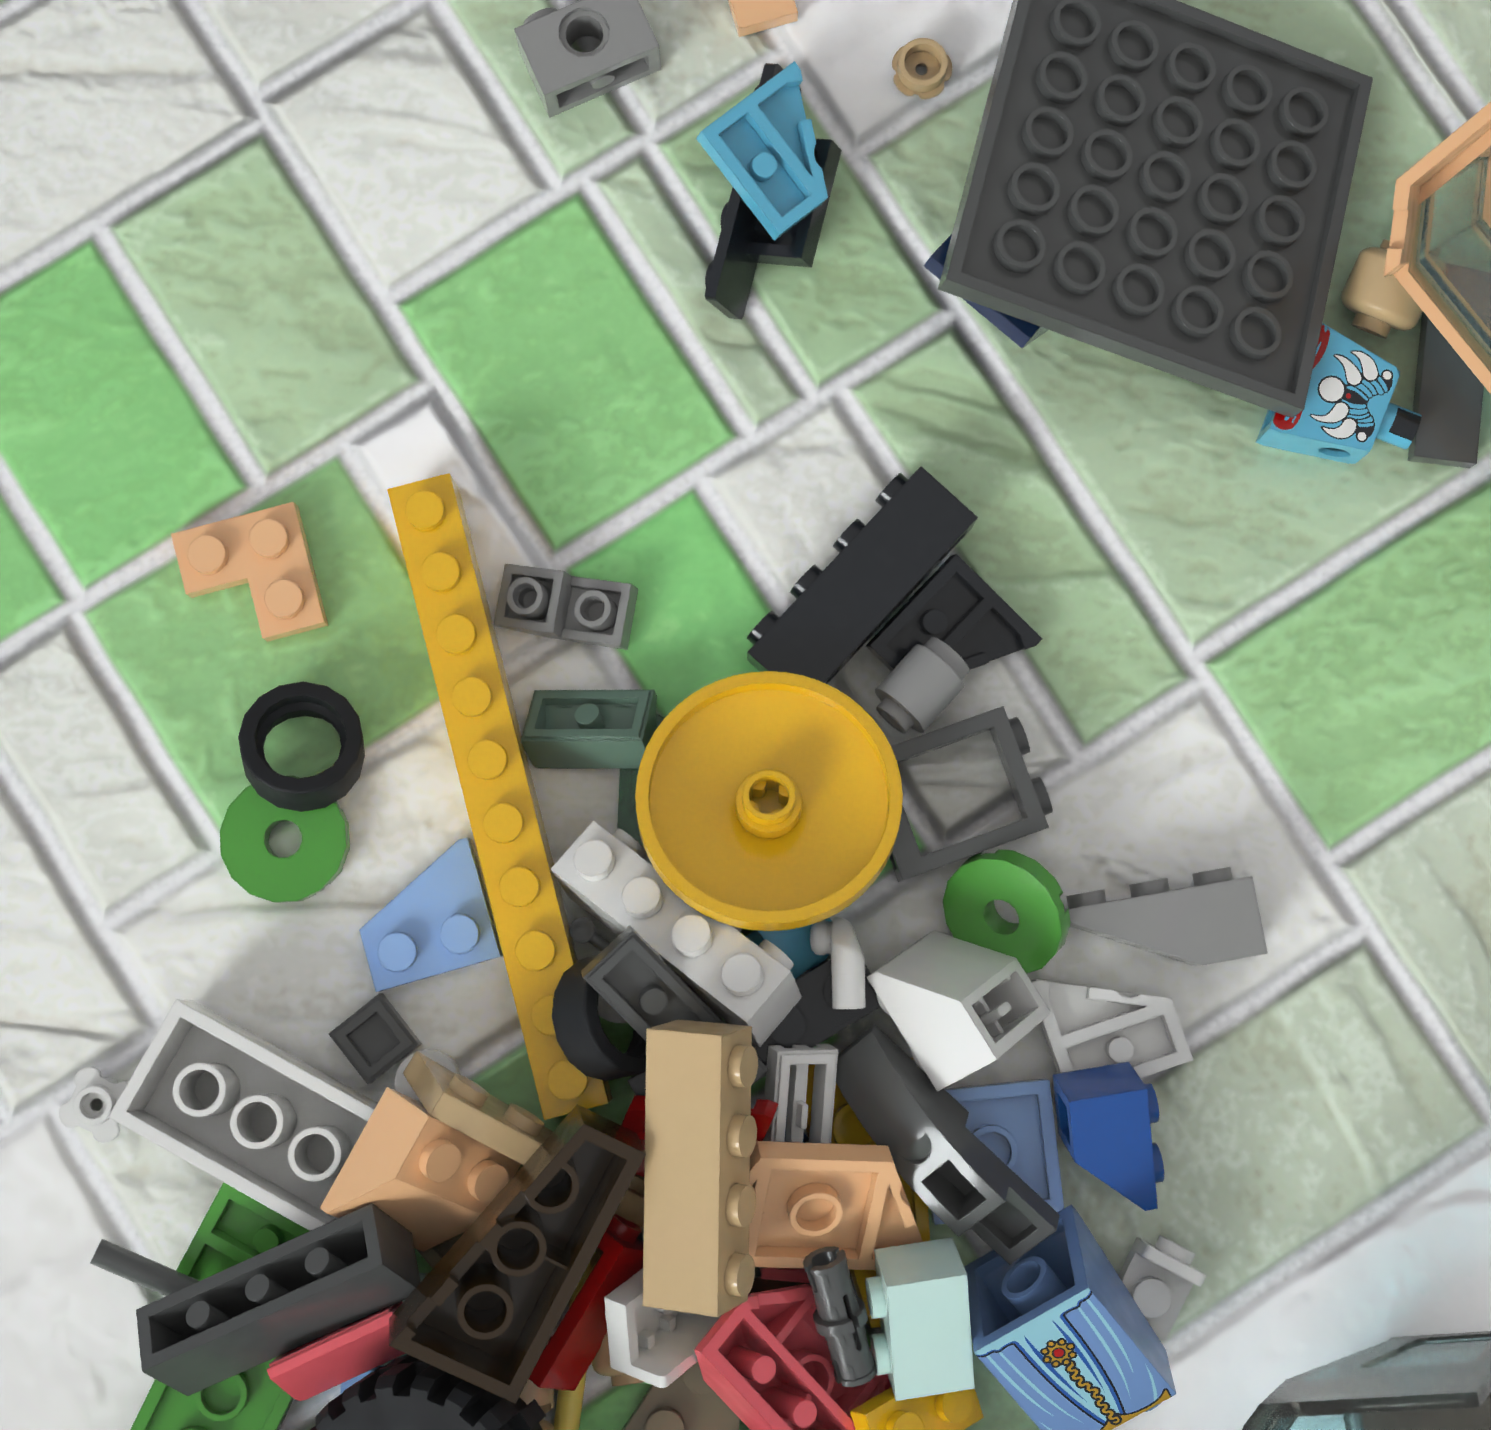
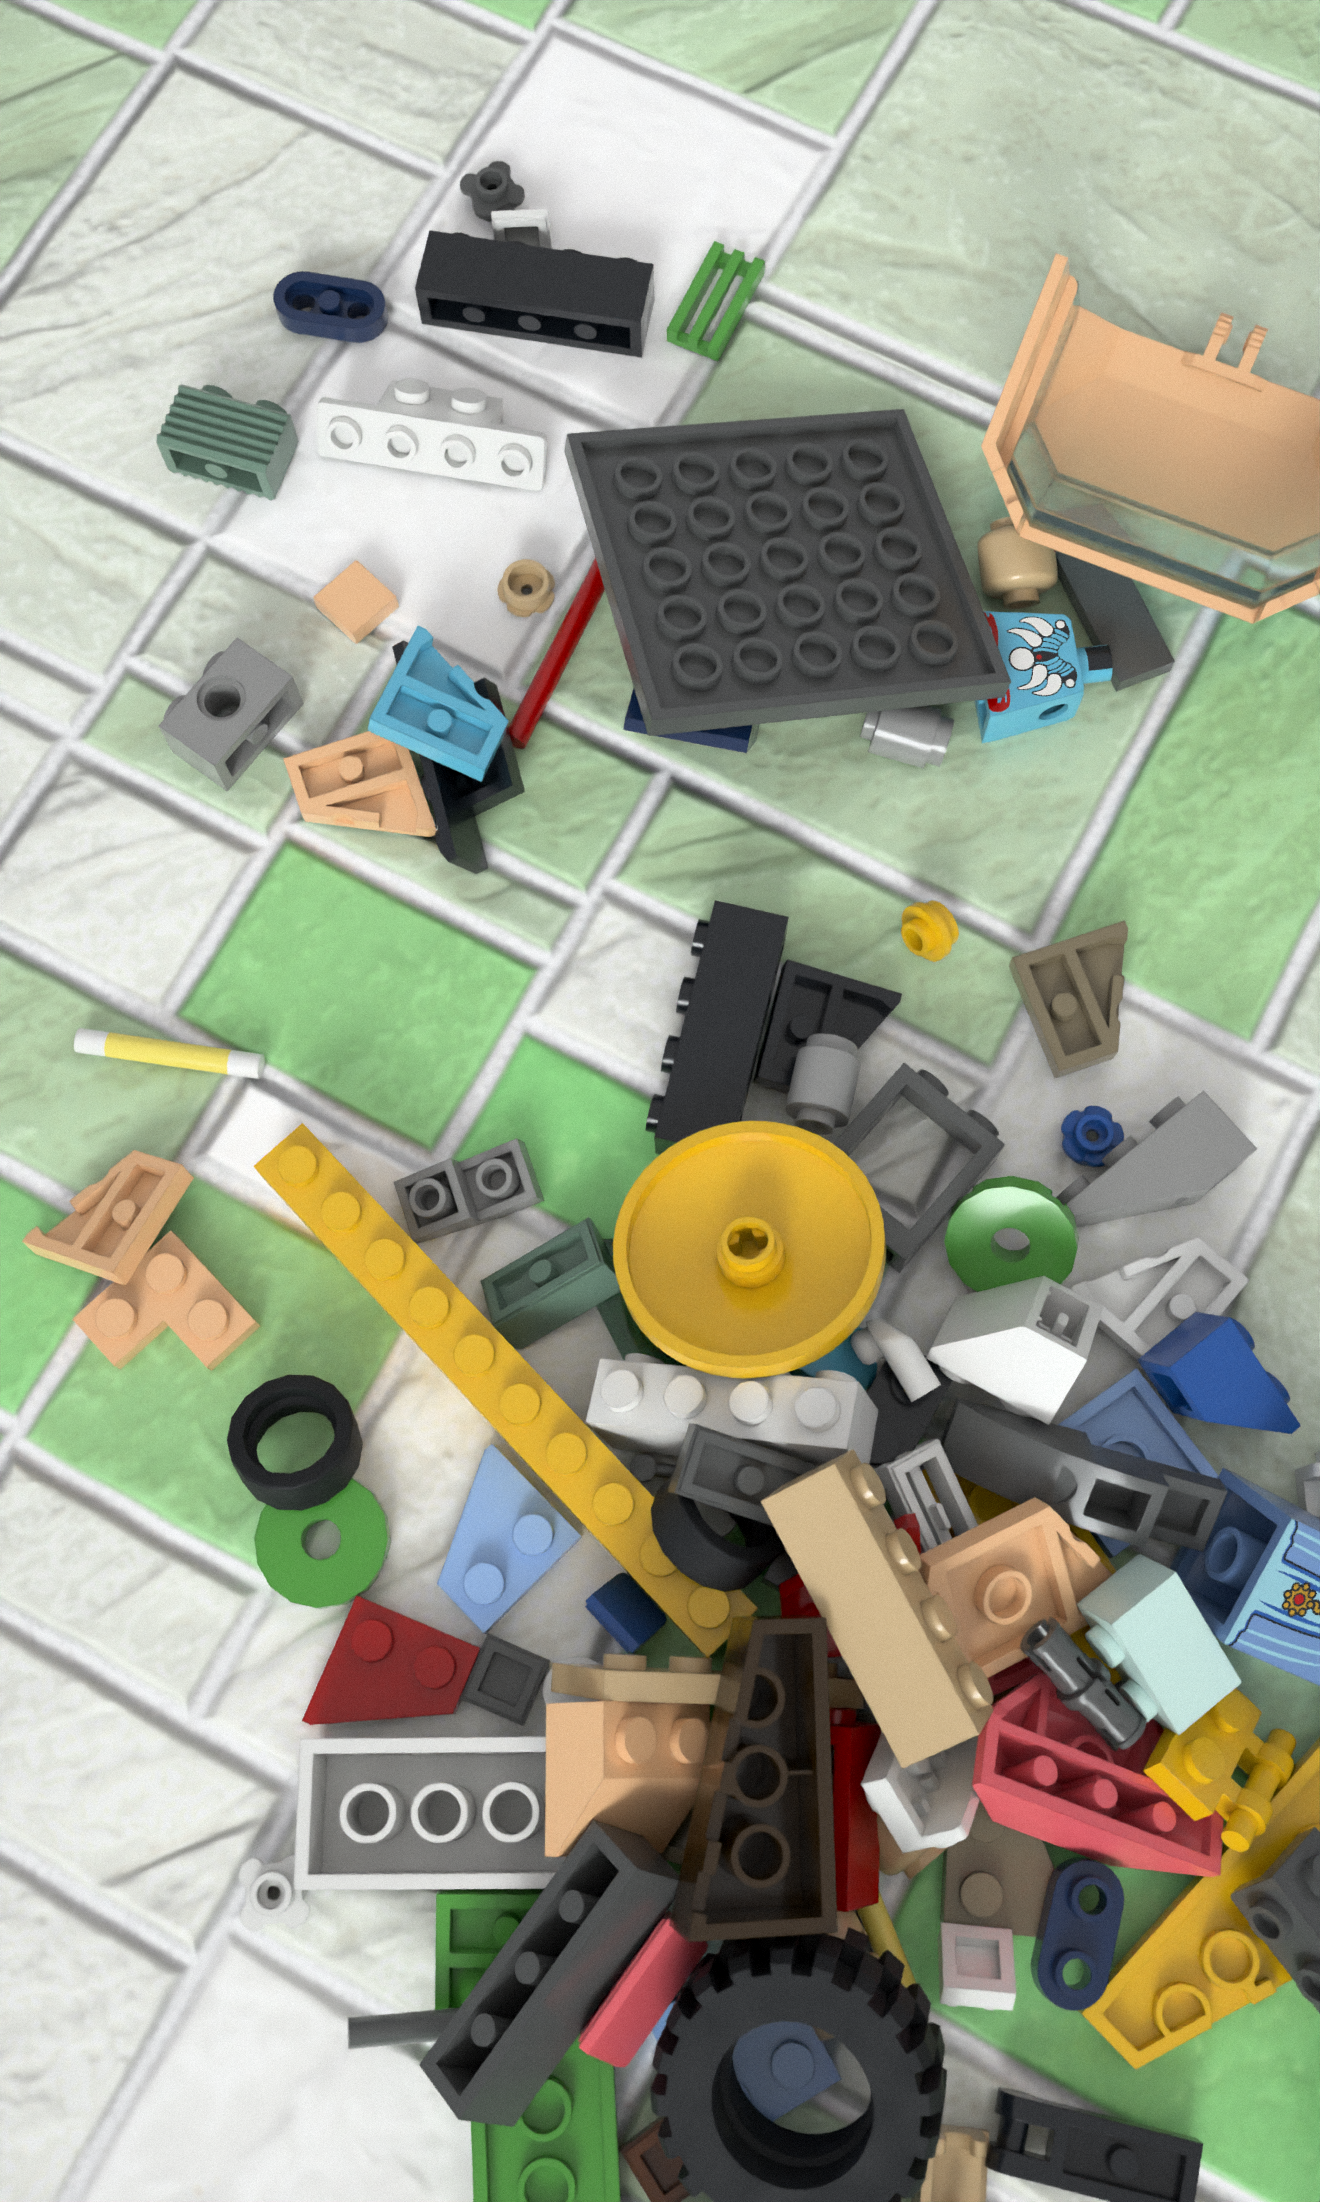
camera: 25 degrees left, 10 degrees down
(251, 465) = (115, 1218): none -> light nougat wing
(285, 977) = (390, 1669): none -> red wing
(373, 338) = (169, 1053): none -> light yellow bar
(499, 1042) = (626, 1612): none -> blue slope
(667, 181) = (361, 785): none -> light nougat wing
(908, 153) = (557, 657): none -> red bar
(1100, 594) = (929, 930): none -> yellow plate
(1129, 840) = (1077, 1145): none -> blue plate
(1189, 406) = (908, 734): none -> light grey brick
(1195, 725) = (1075, 997): none -> dark tan wing

